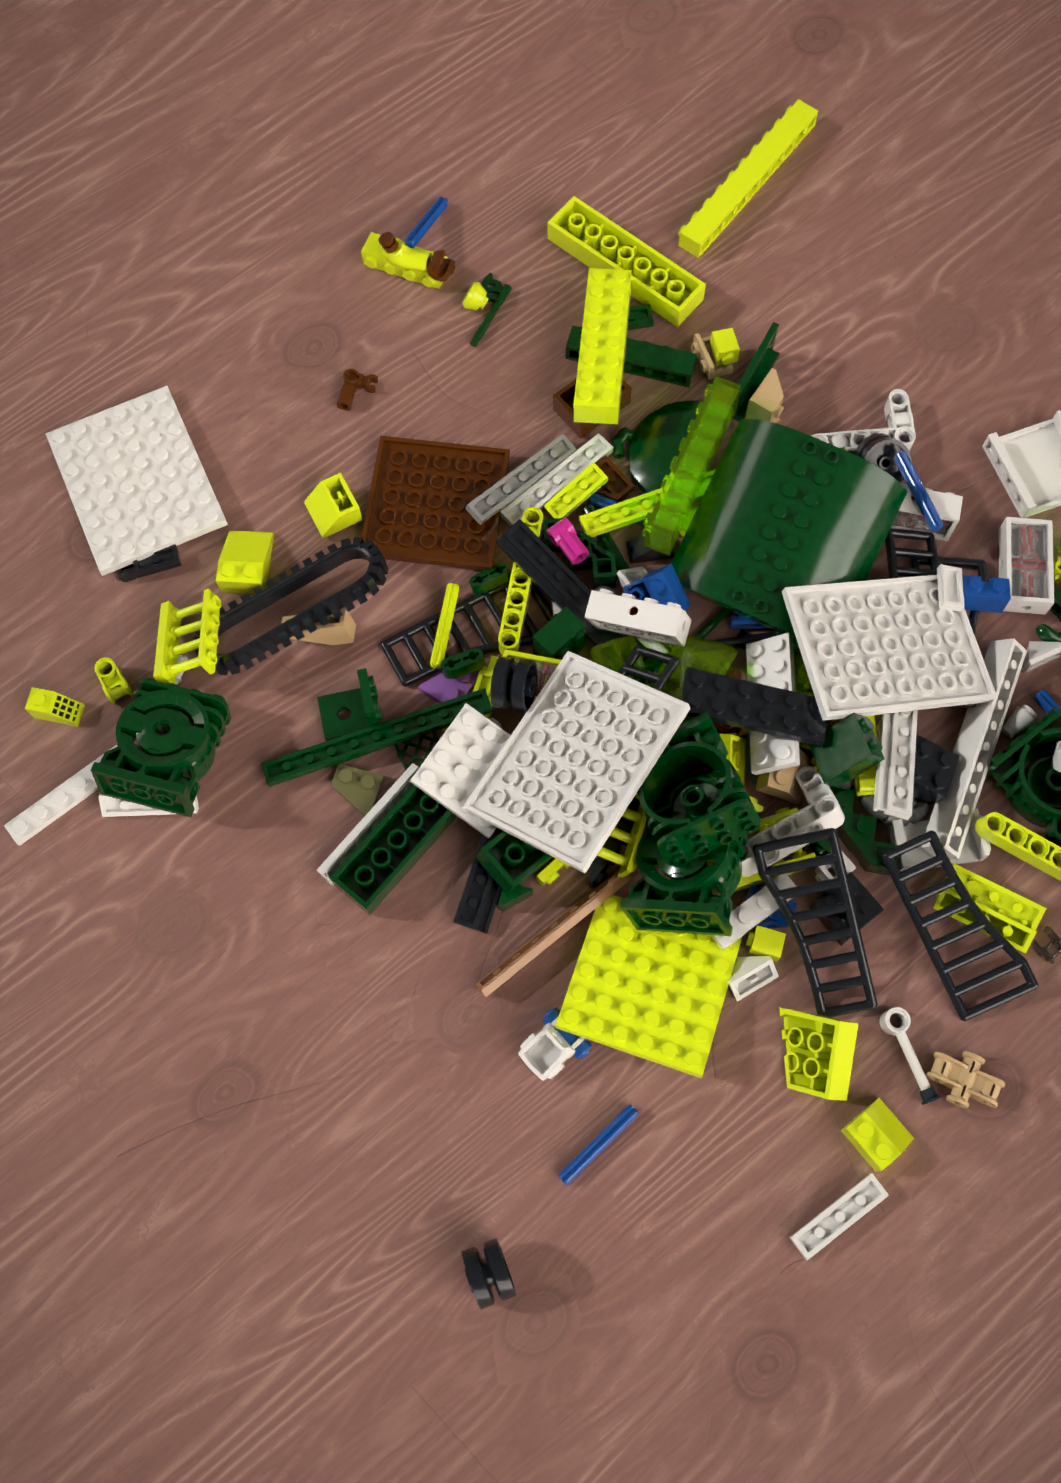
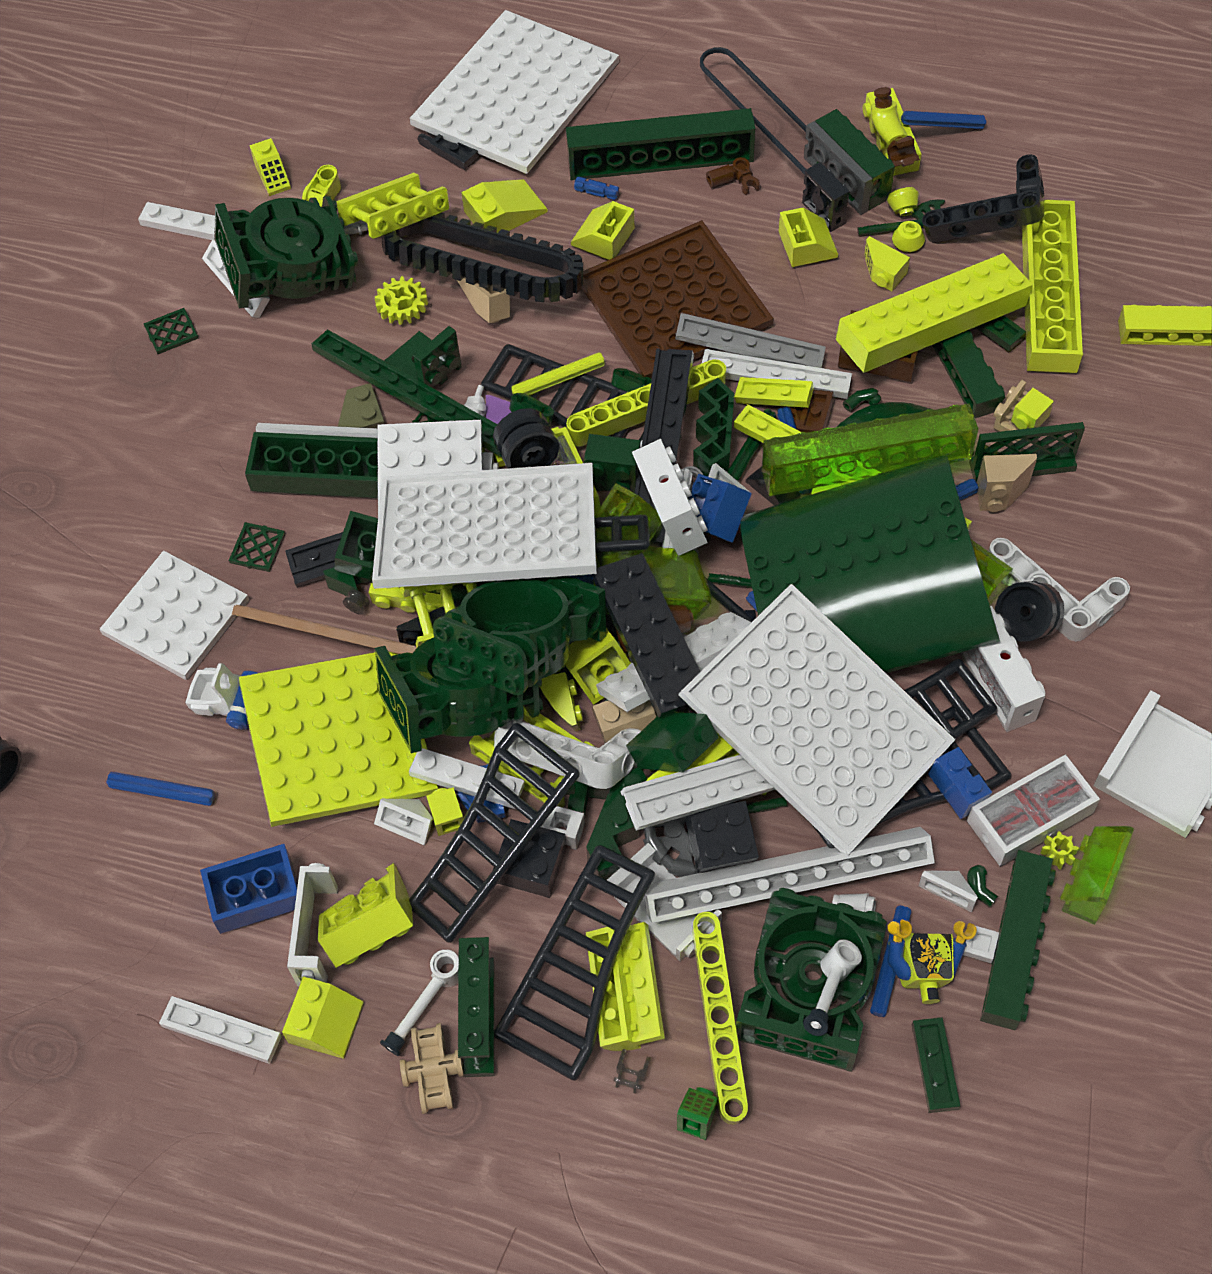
camera: 55 degrees right, 10 degrees down
(172, 887) = (162, 320): none -> dark green window
(273, 701) = (401, 300): none -> neon yellow gear
(283, 486) = (596, 188): none -> blue axle
(287, 415) = (660, 144): none -> dark green brick
(396, 305) = (842, 159): none -> piece
(420, 699) = (477, 402): none -> white piece
(438, 956) = (240, 541): none -> dark green window
(443, 1042) = (174, 615): none -> white plate
(454, 381) = (805, 237): none -> neon yellow slope
(506, 317) = (908, 237): none -> neon yellow cone
(518, 348) = (885, 264): none -> neon yellow slope
(537, 897) = (356, 601): none -> clear smoke bush
(548, 244) = (995, 213): none -> black beam
(565, 537) = (709, 400): dark pink piece -> none
(742, 1123) = (250, 888): none -> blue brick
(832, 1127) = (312, 880): none -> white panel
(918, 490) = (1011, 650): blue axle -> none
(950, 588) = (934, 743): white tile -> none
(950, 1018) = (476, 1007): none -> dark green fence

